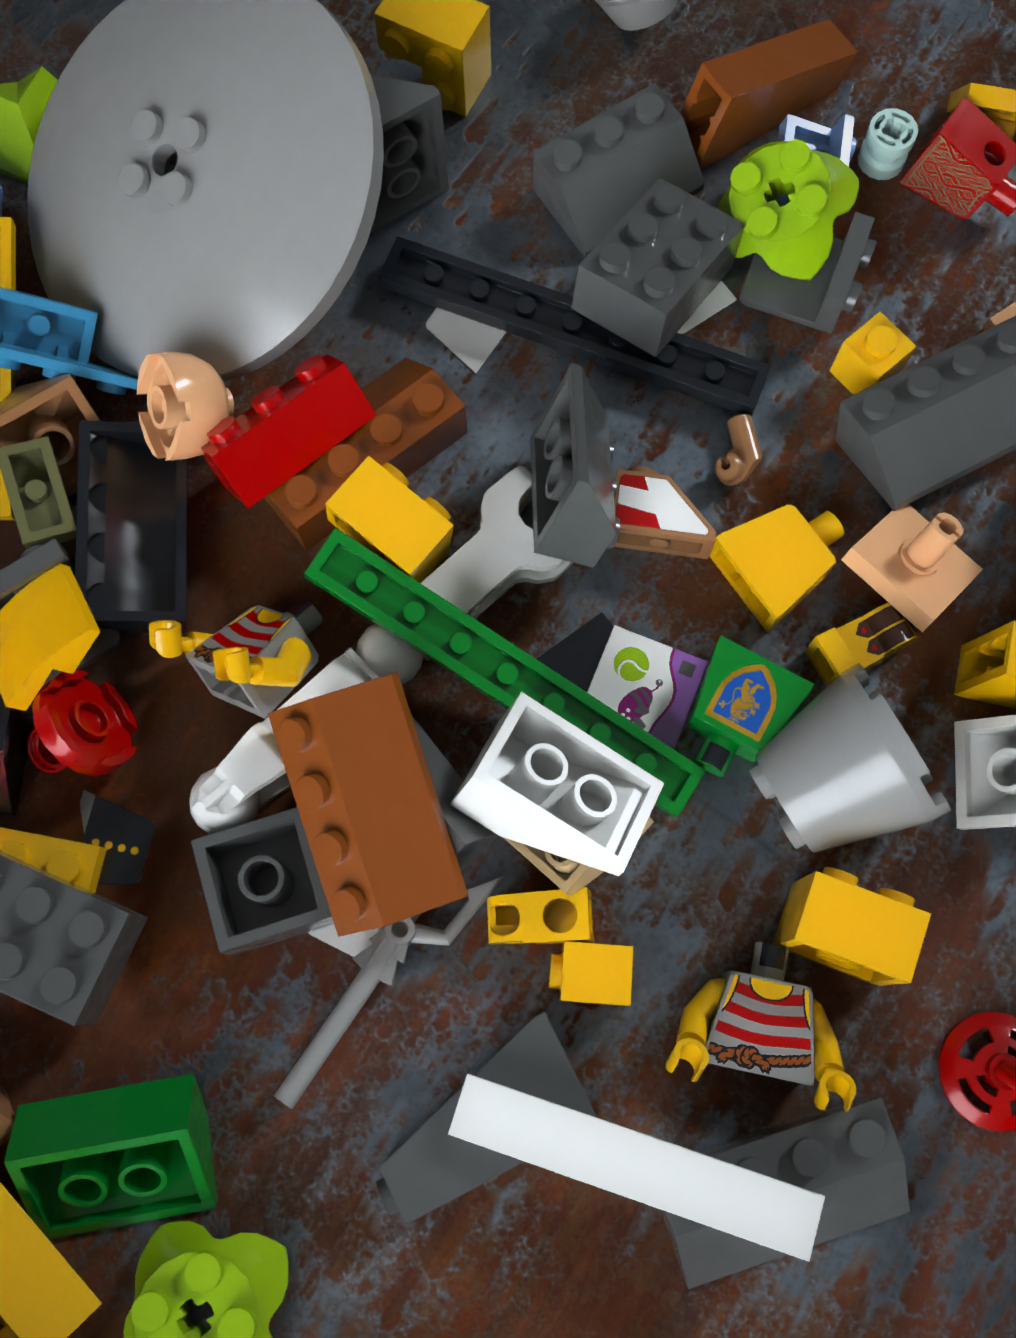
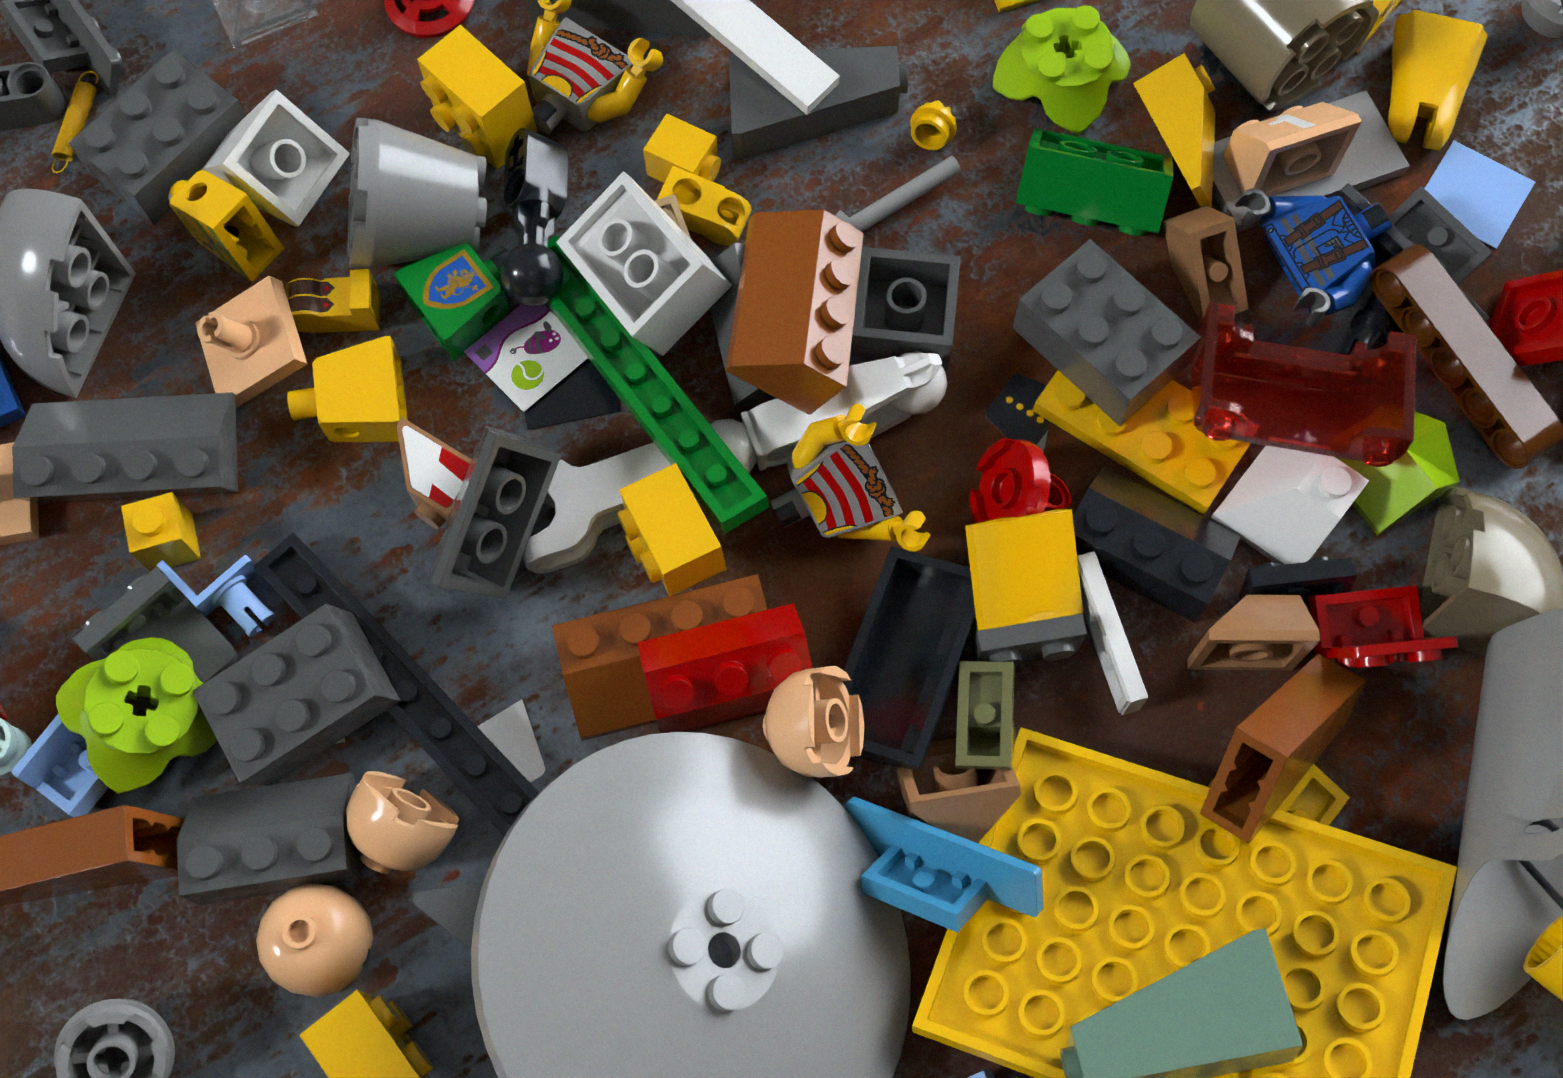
camera: 155 degrees left, 5 degrees down
(329, 1148) = (933, 125): none -> yellow plate
(515, 218) = (396, 825): none -> light nougat cylinder
(534, 113) = (314, 939): none -> light nougat cylinder
(720, 842) = (537, 194): none -> black beam
(743, 456) = (327, 506): medium nougat arm -> none
(779, 338) = (230, 593): none -> light blue bracket

